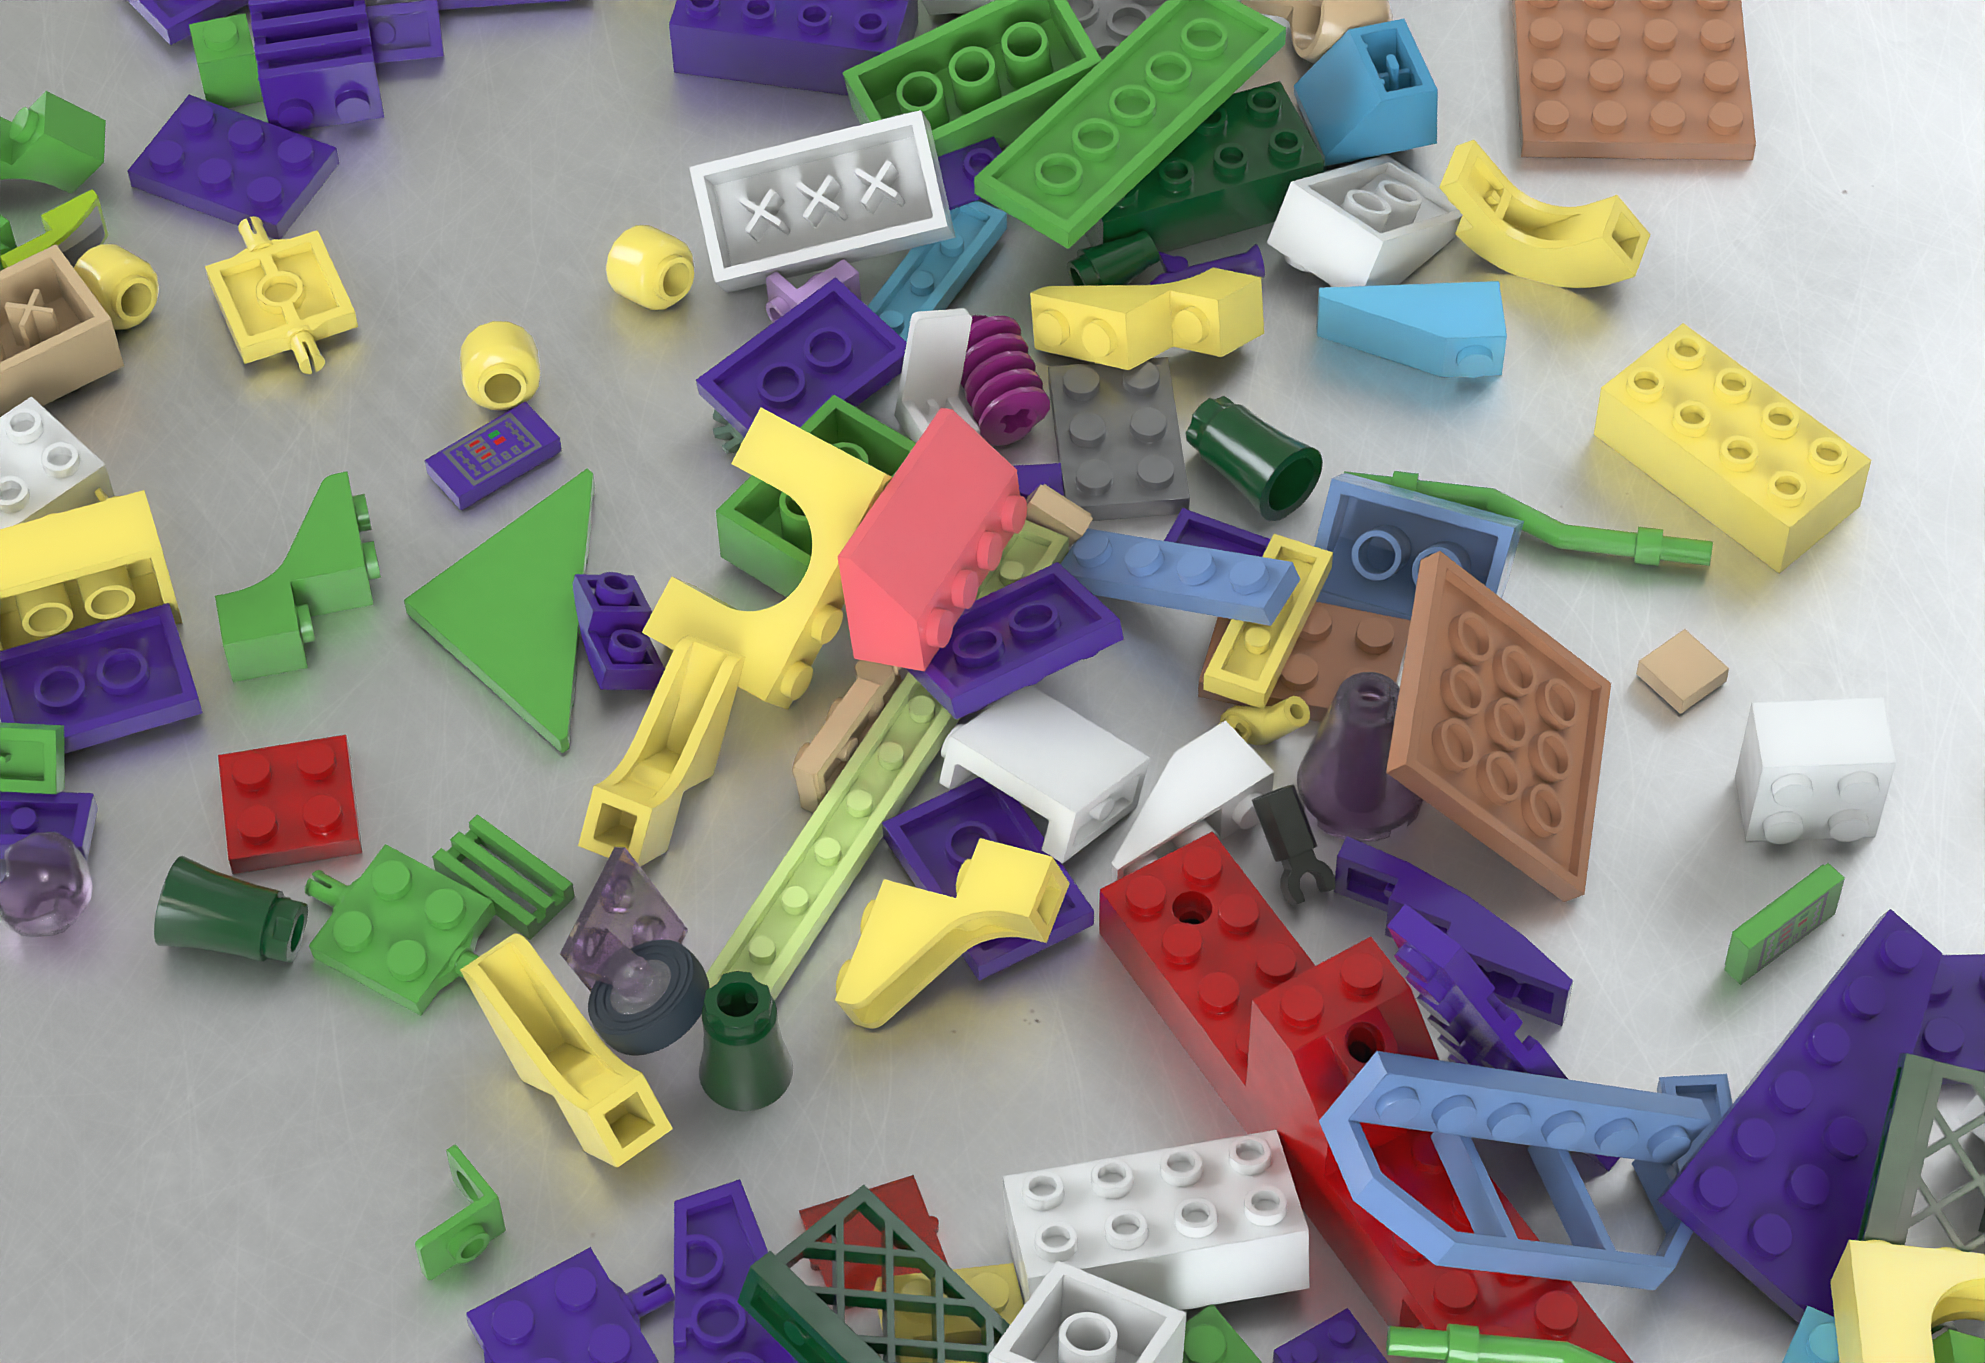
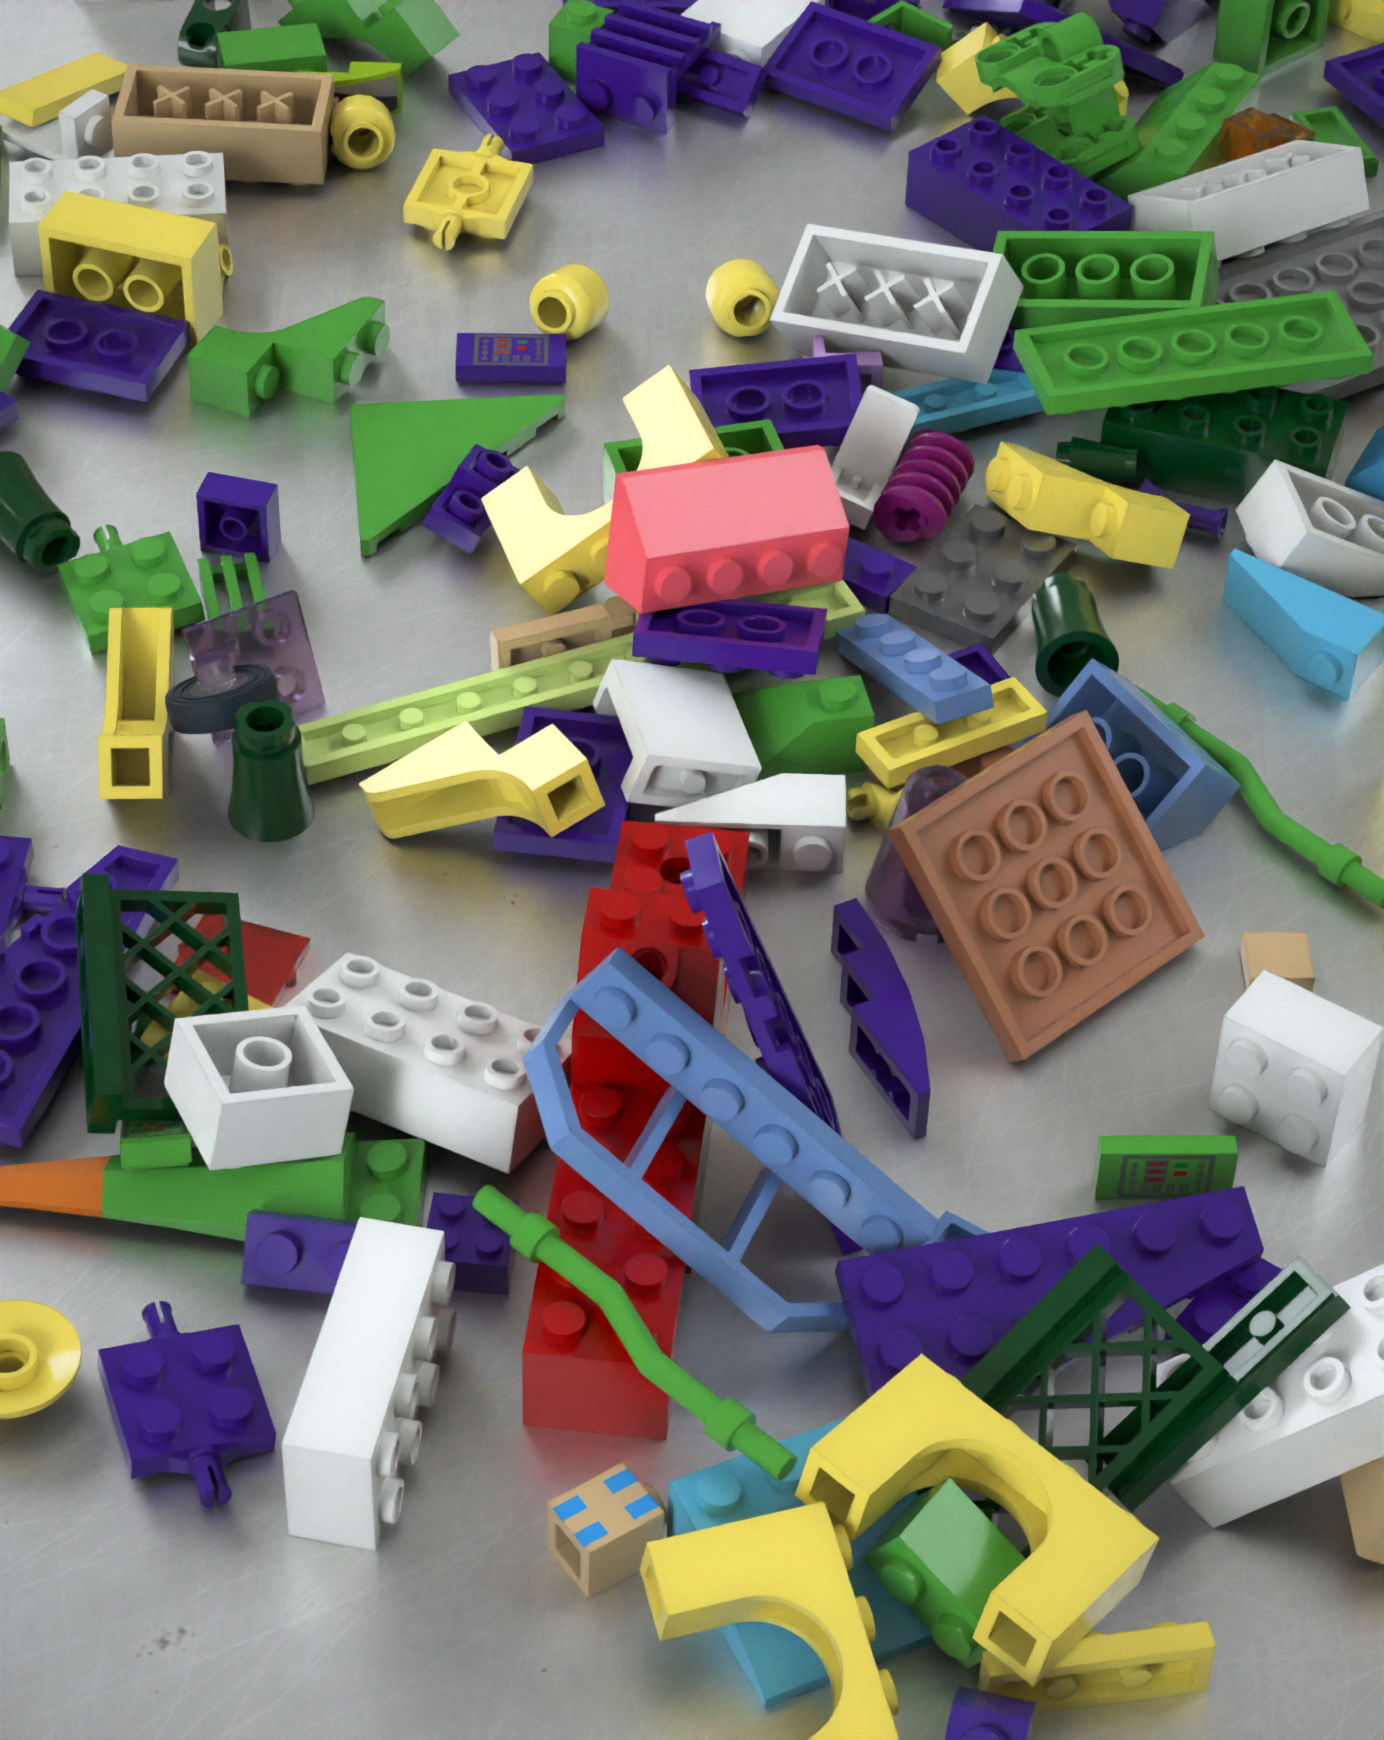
camera: 35 degrees right, 10 degrees down
(289, 804) = (140, 483): red plate -> none
(435, 788) = (238, 516): none -> dark purple piece
(668, 755) = (428, 575): light yellow arch -> none
(1057, 513) = (866, 583): tan tile -> none
(1133, 683) = (807, 725): none -> bright green slope
(1291, 841) = (817, 882): pearl dark grey bar -> none

